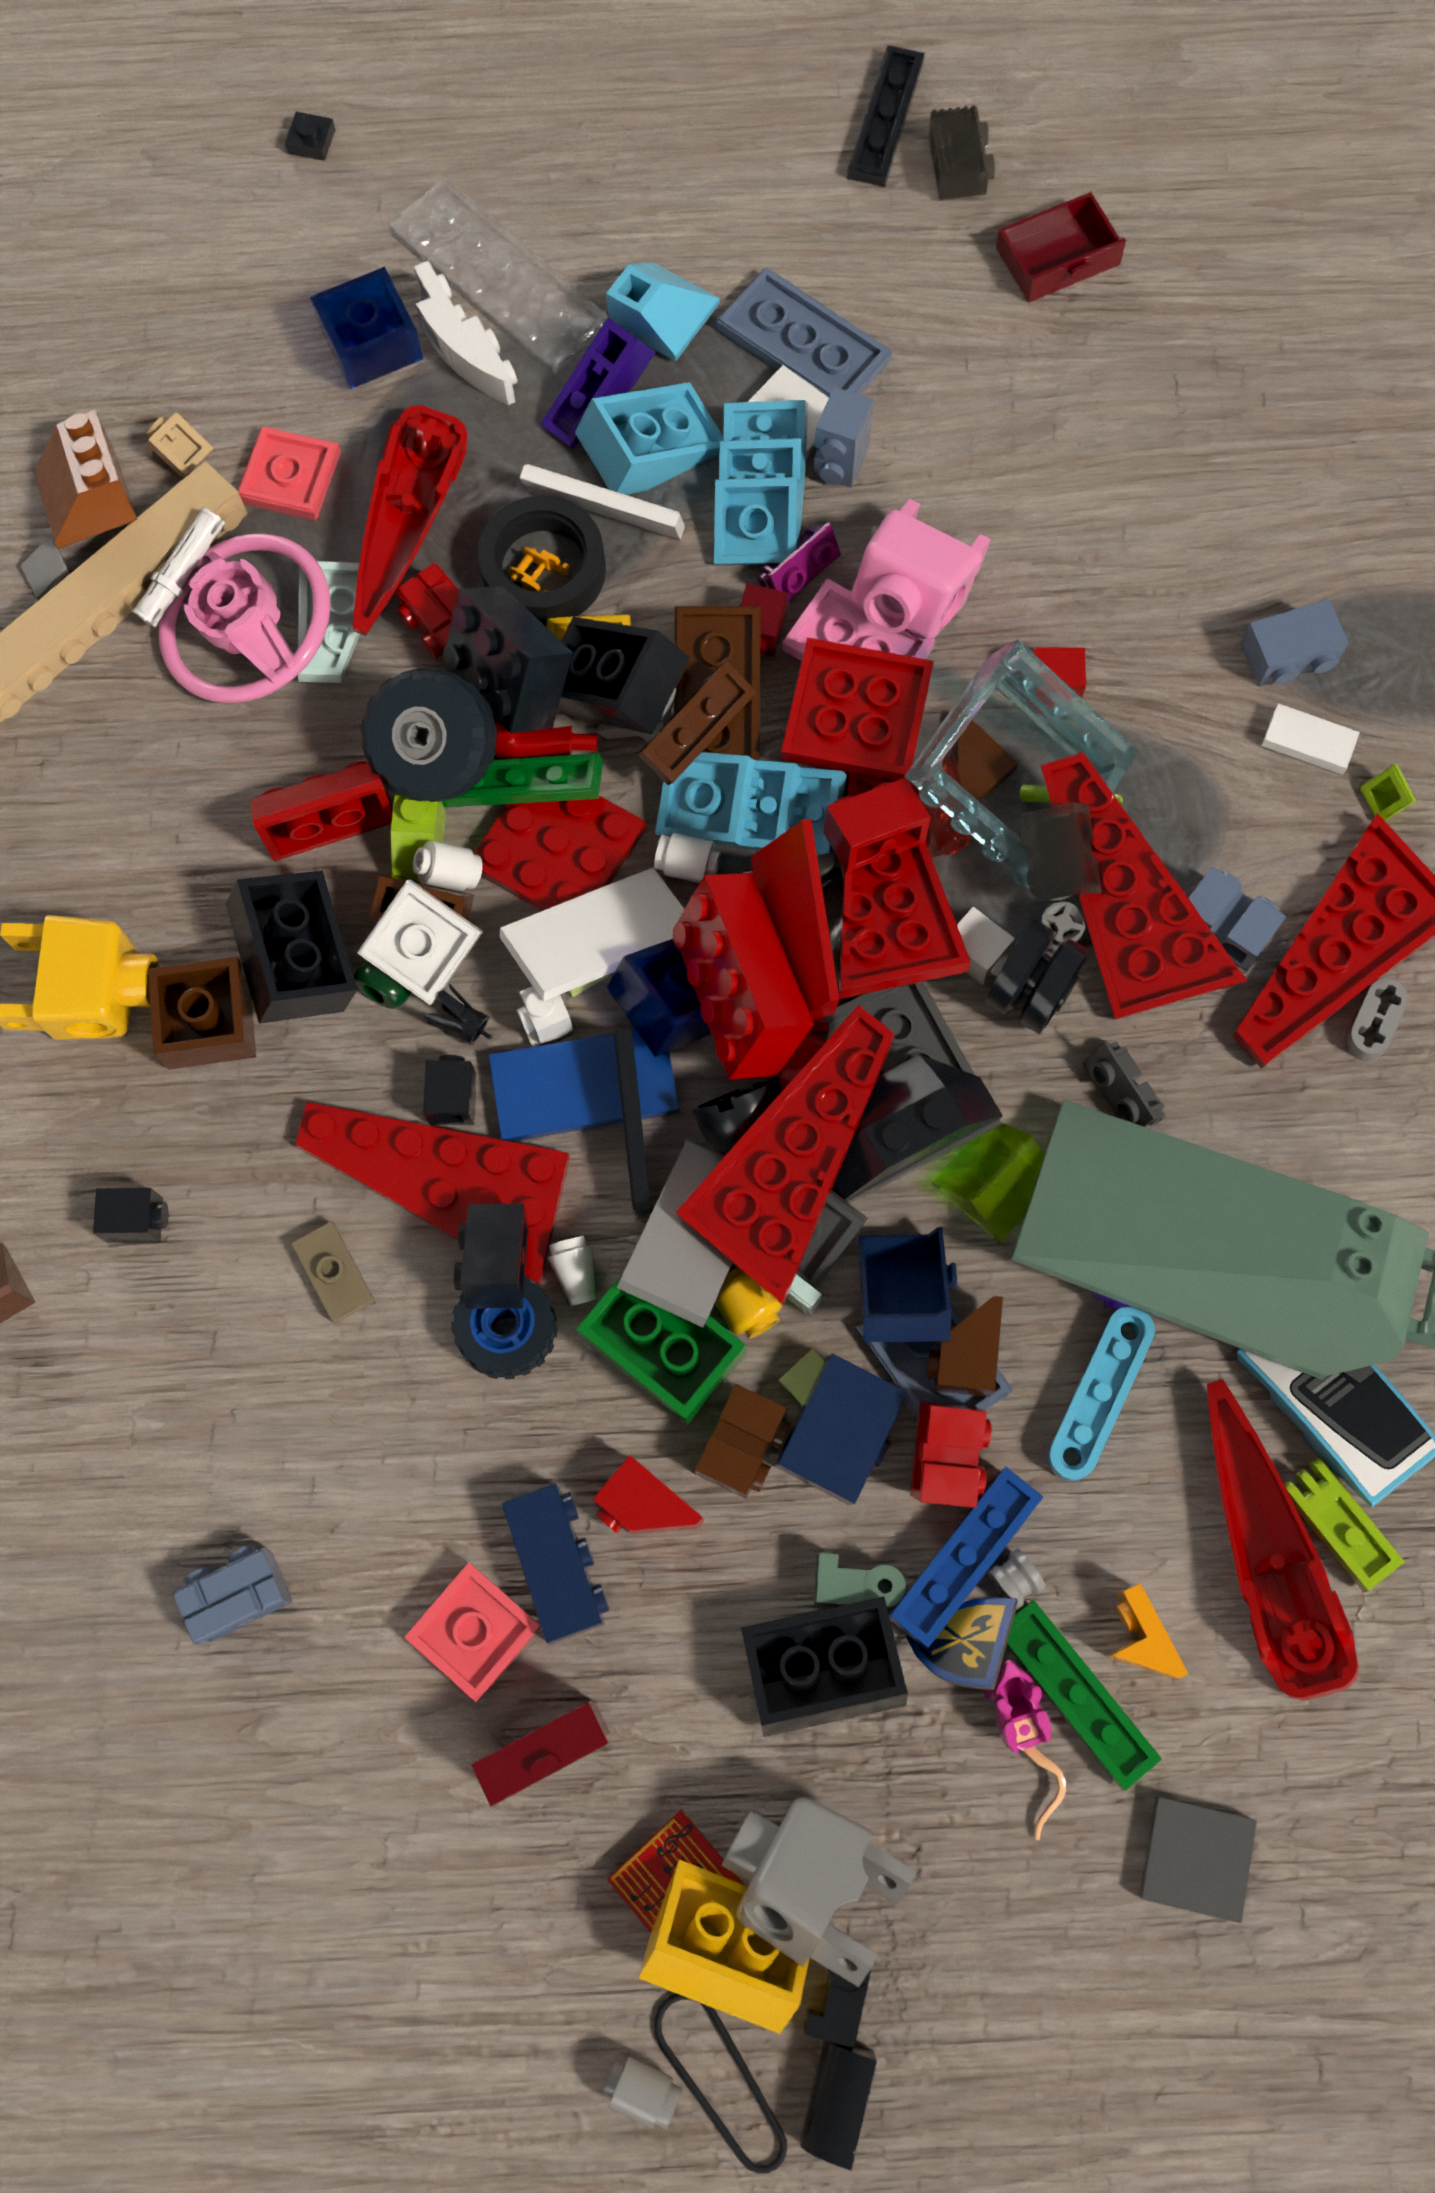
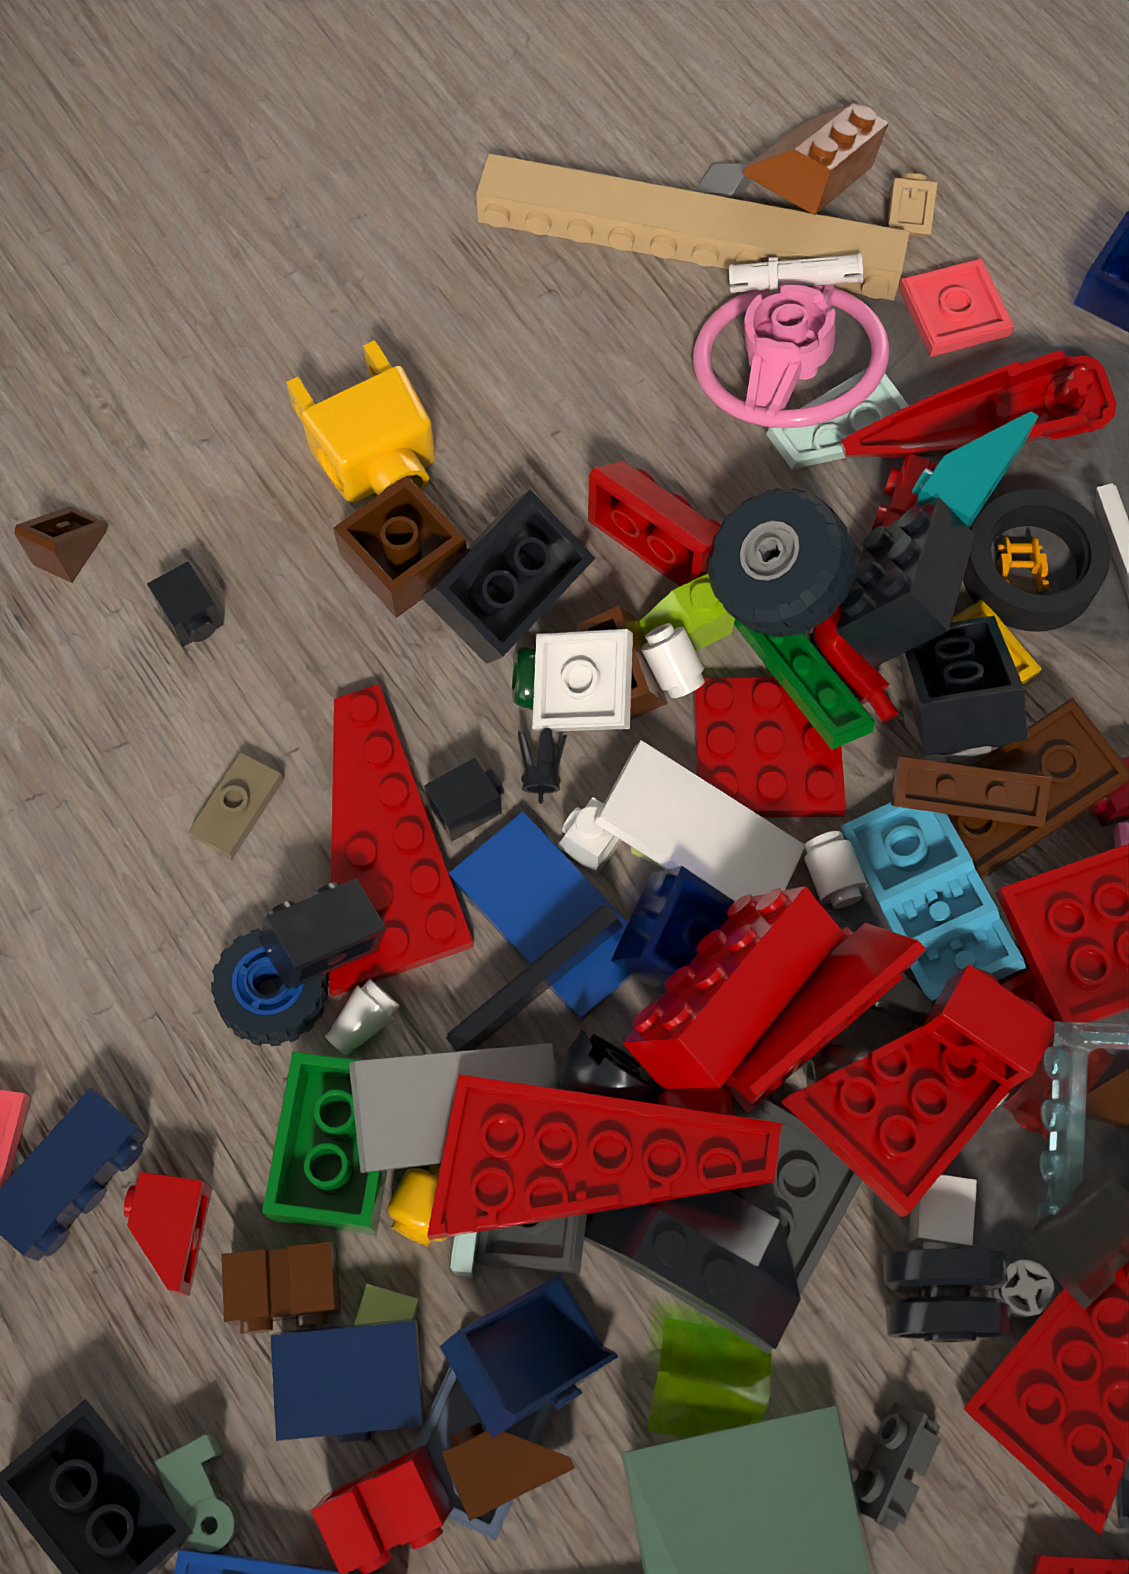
camera: 55 degrees right, 5 degrees down
(451, 553) = (973, 471): none -> teal slope

